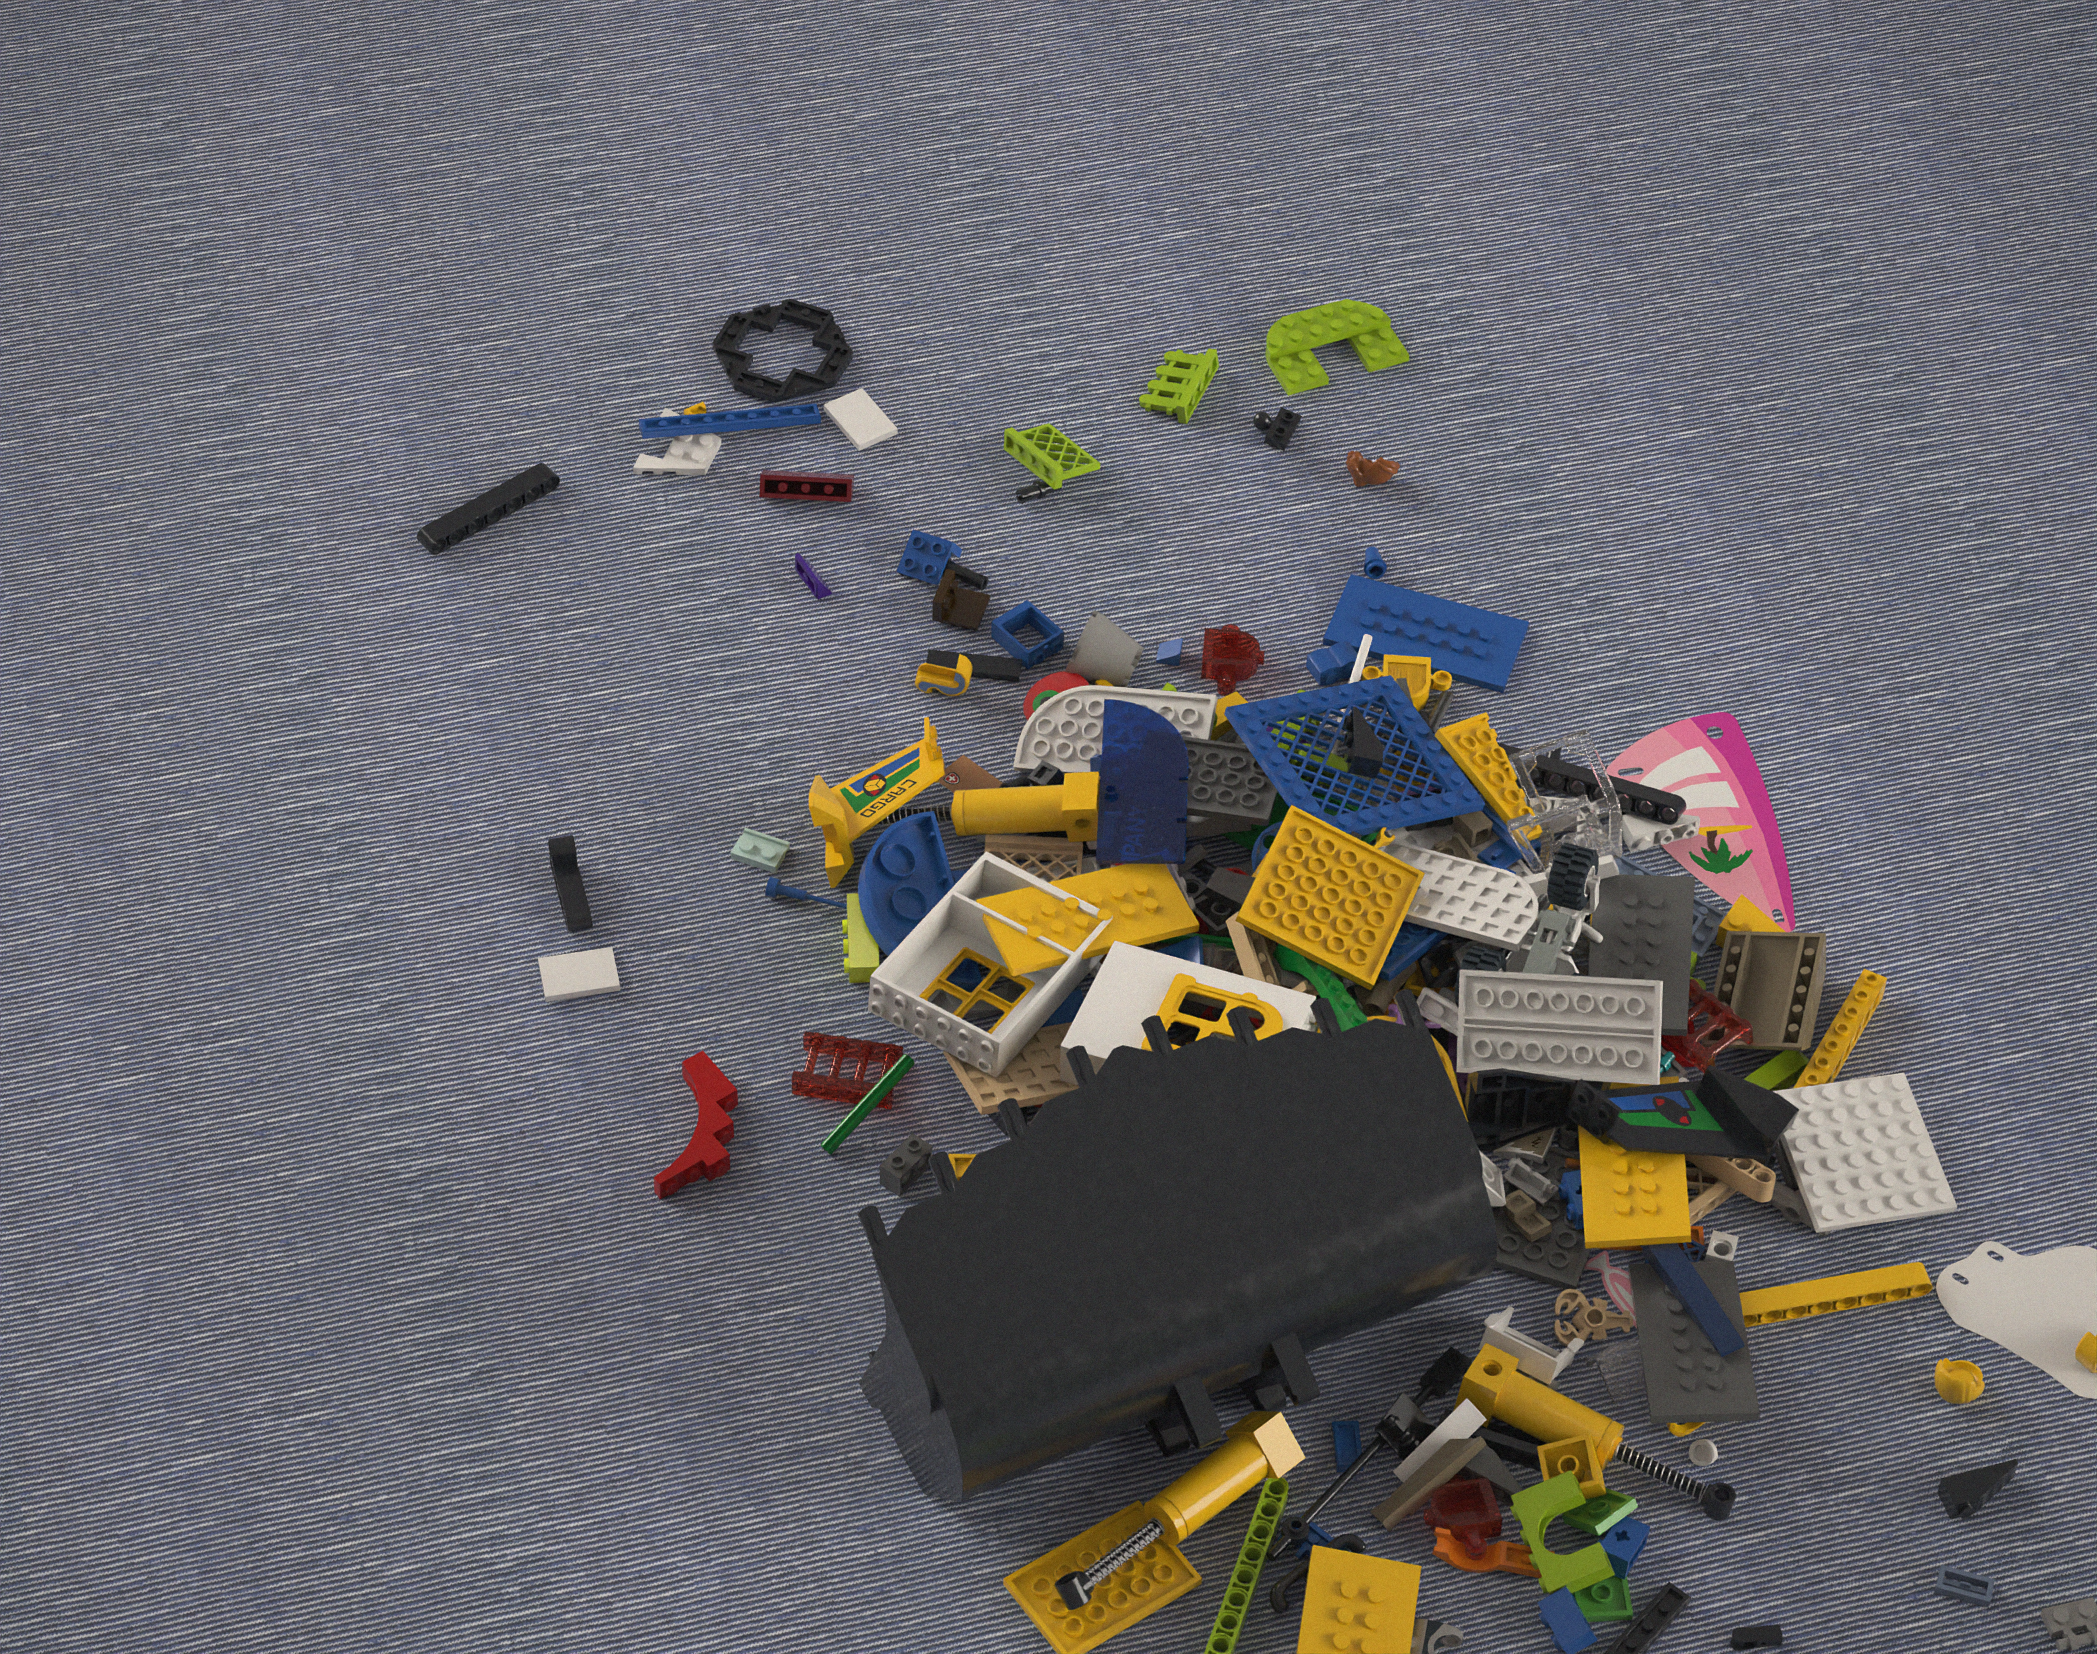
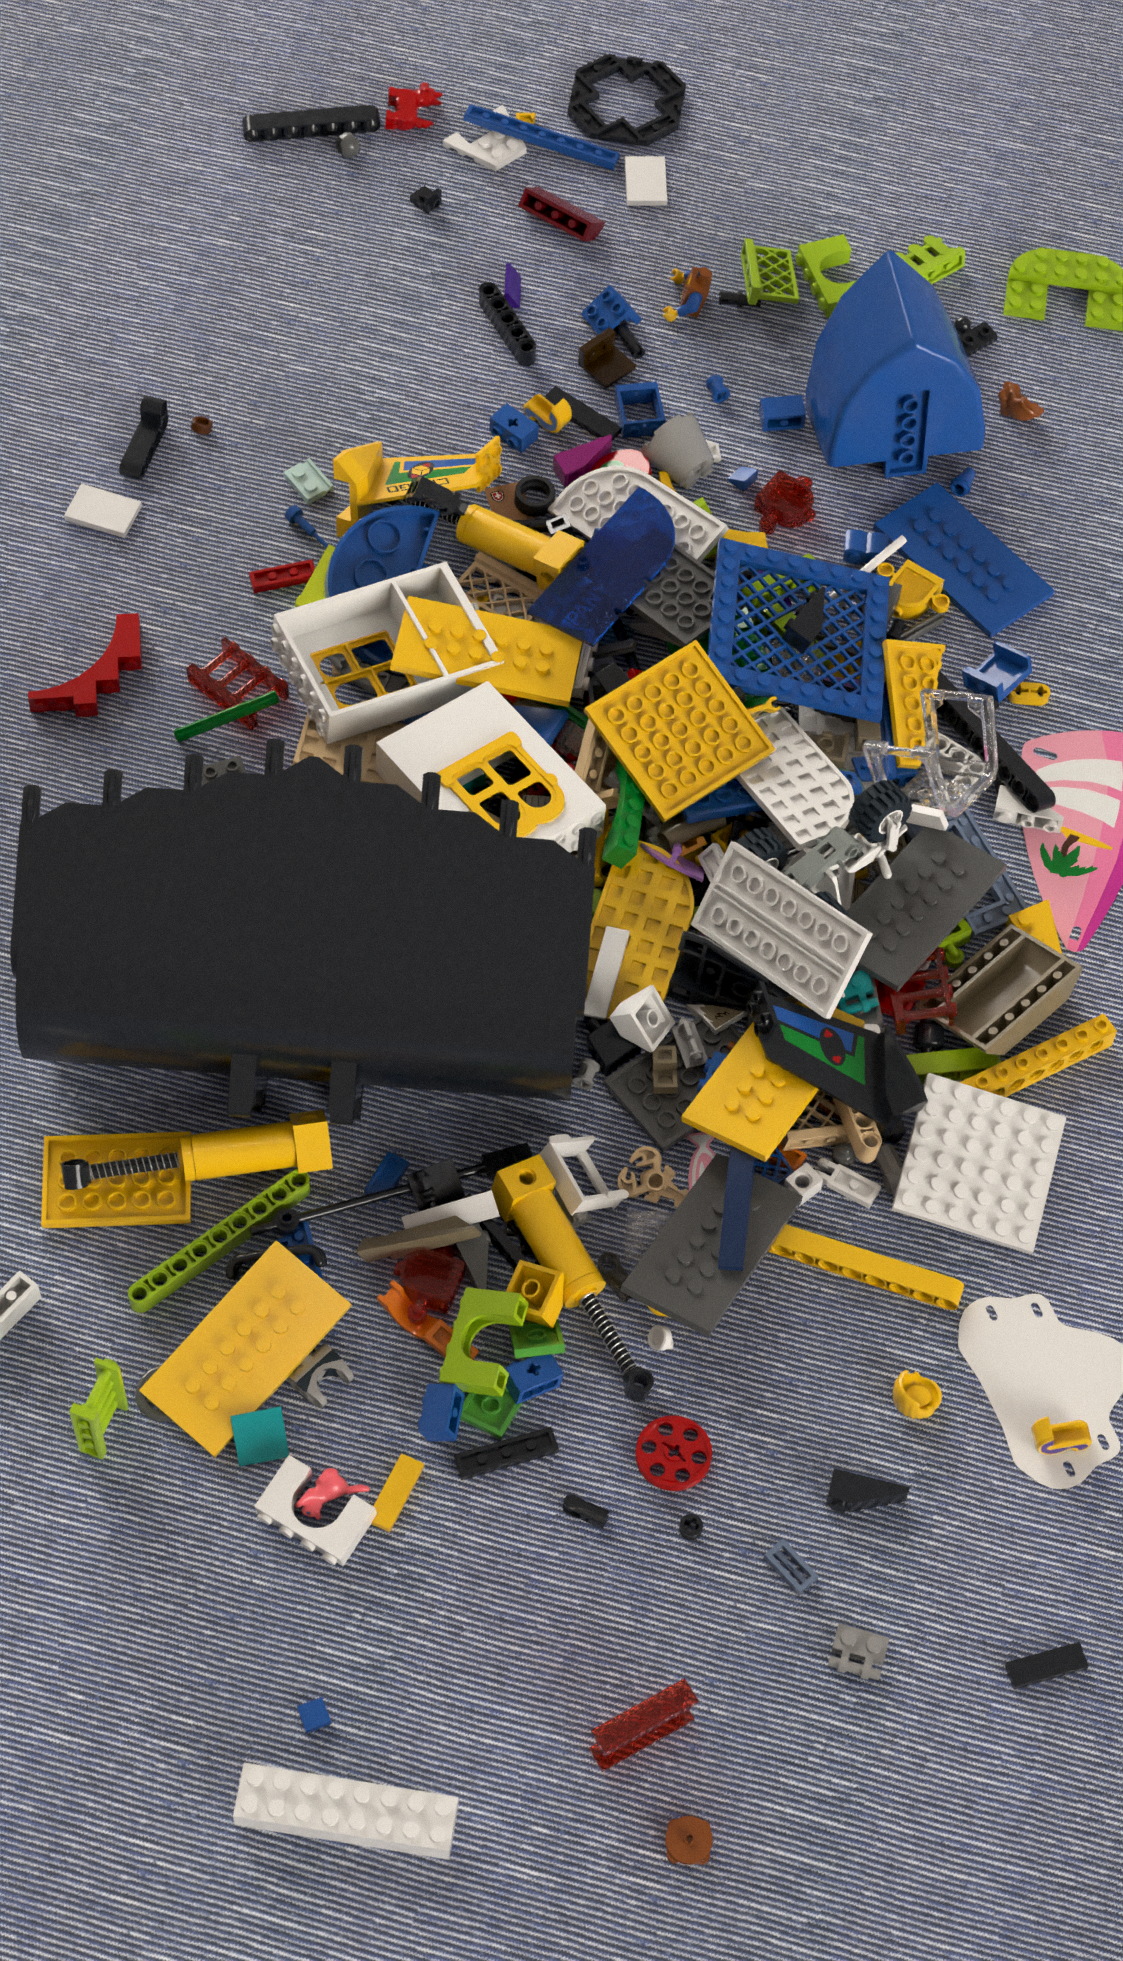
camera: 30 degrees right, 10 degrees up
(544, 513) = (347, 145): none -> dark grey piece
(573, 451) = (407, 104): none -> red animal
(613, 846) = (201, 425): none -> reddish brown tile
(661, 531) = (426, 199): none -> black bracket
(807, 951) = (281, 576): none -> red tile
(837, 612) = (507, 324): none -> black beam
(918, 703) = (514, 428): none -> blue brick
(921, 797) = (436, 497): none -> black hips
(994, 500) = (693, 294): none -> torso
(995, 747) = (534, 482): none -> black tyre
(1006, 713) = (579, 460): none -> magenta slope
(1078, 576) = (717, 388): none -> blue bush
(1123, 448) = (817, 257): none -> lime arch
(1163, 575) = (782, 413): none -> blue brick
(1258, 493) = (892, 376): none -> blue piece
(1539, 716) = (999, 672): none -> blue panel
(1576, 723) = (1029, 694): none -> yellow beam
(1634, 1423) = (613, 1277): none -> clear smoke piece
(1730, 1062) = (928, 1036): none -> black head
(1733, 1209) = (843, 1154): none -> dark grey plate
(1758, 1231) = (848, 1183): none -> white hinge
(1782, 1553) = (673, 1464): none -> red wedge
(1861, 1594) = (688, 1519): none -> black bush

